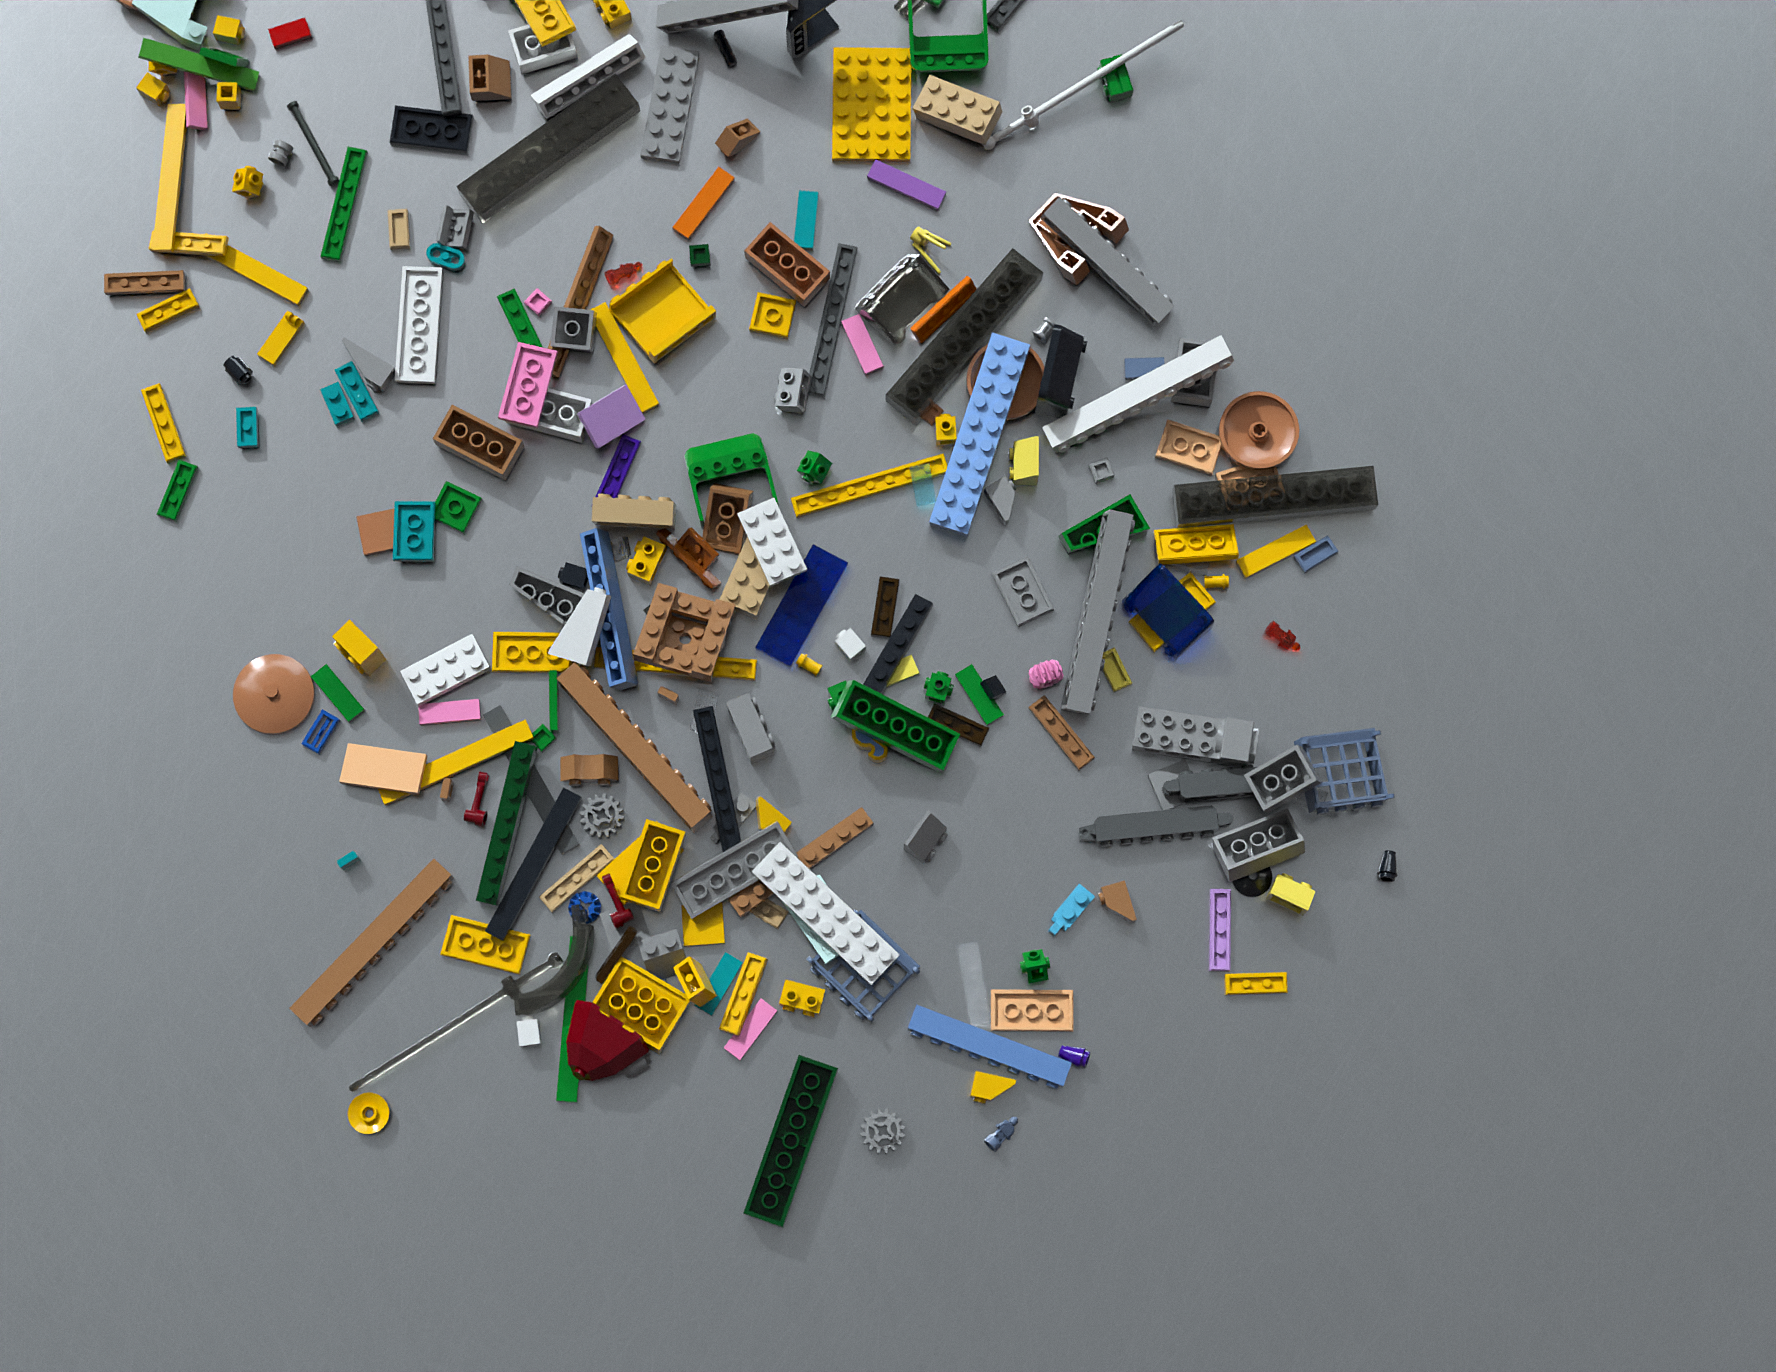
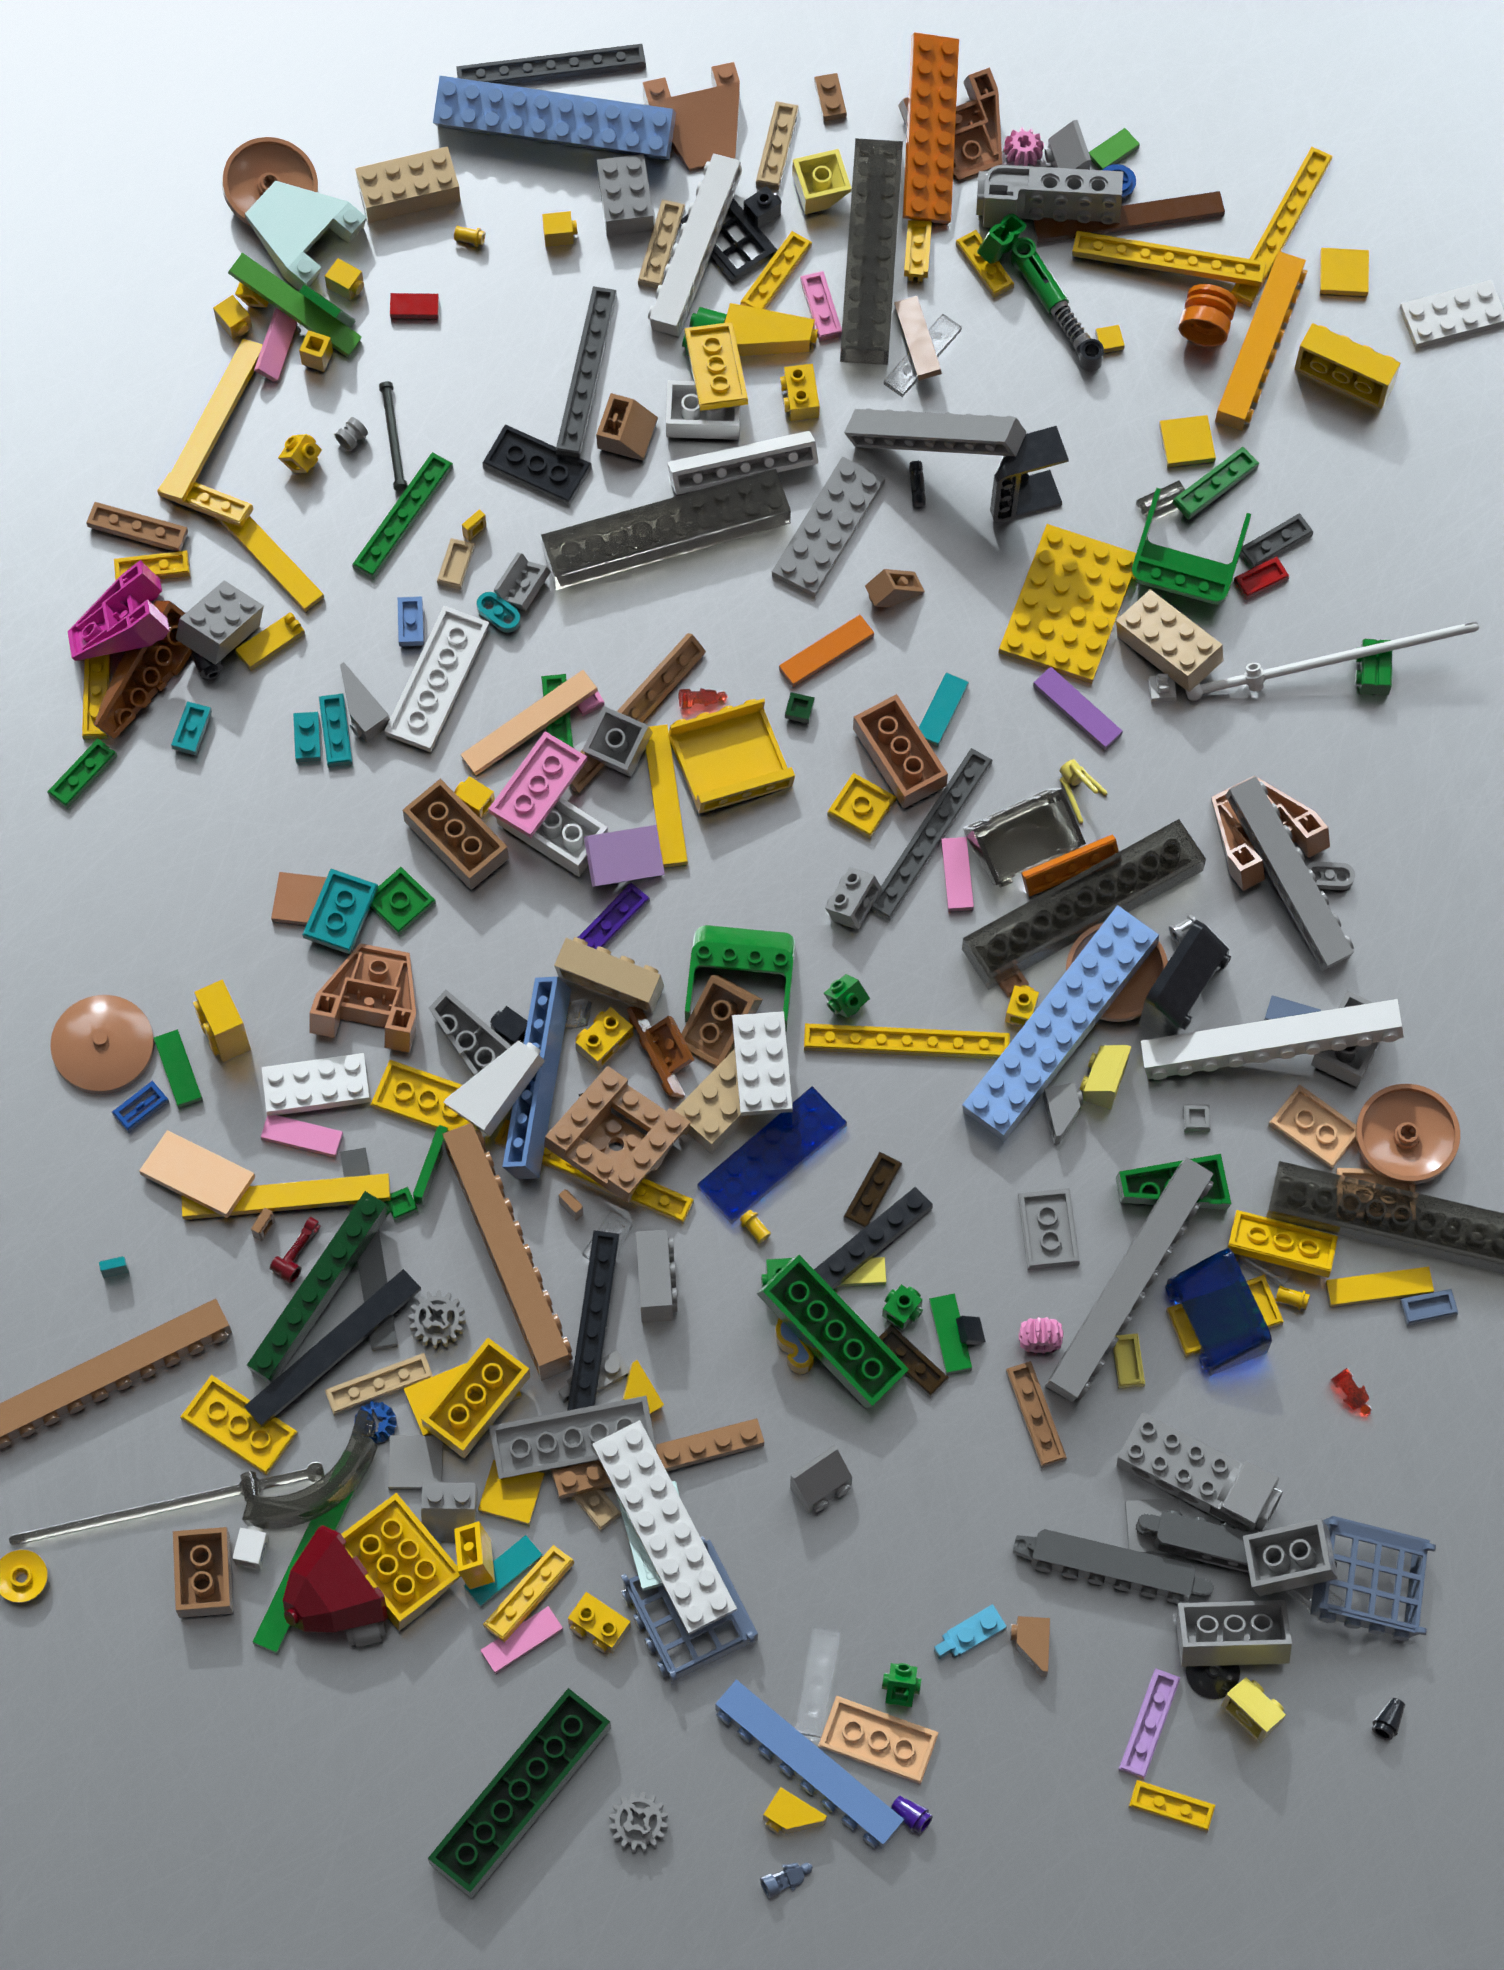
camera: 20 degrees right, 10 degrees down
(158, 362) = (121, 617): none -> dark pink wedge
(195, 385) = (142, 675): none -> dark orange wedge
(237, 338) = (219, 622): none -> light grey brick
(381, 286) = (410, 621): none -> medium blue plate
(401, 194) = (474, 525): none -> yellow tile
(460, 583) = (369, 989): none -> nougat wedge
(482, 408) = (475, 796): none -> yellow brick
(501, 336) = (529, 722): none -> light nougat tile
(501, 1063) = (202, 1572): none -> medium nougat brick
(589, 769) = (442, 1258): medium nougat brick -> none
(615, 954) = (390, 1489): dark brown tile -> none
(621, 915) = (416, 1445): dark red brick -> none
(849, 644) = (813, 1219): white brick -> none
(922, 484) = (970, 1060): clear light blue tile -> none
(963, 148) = (1161, 688): none -> white tile
(1007, 36) = (1261, 578): none -> red tile
(1134, 250) = (1329, 872): none -> light grey plate

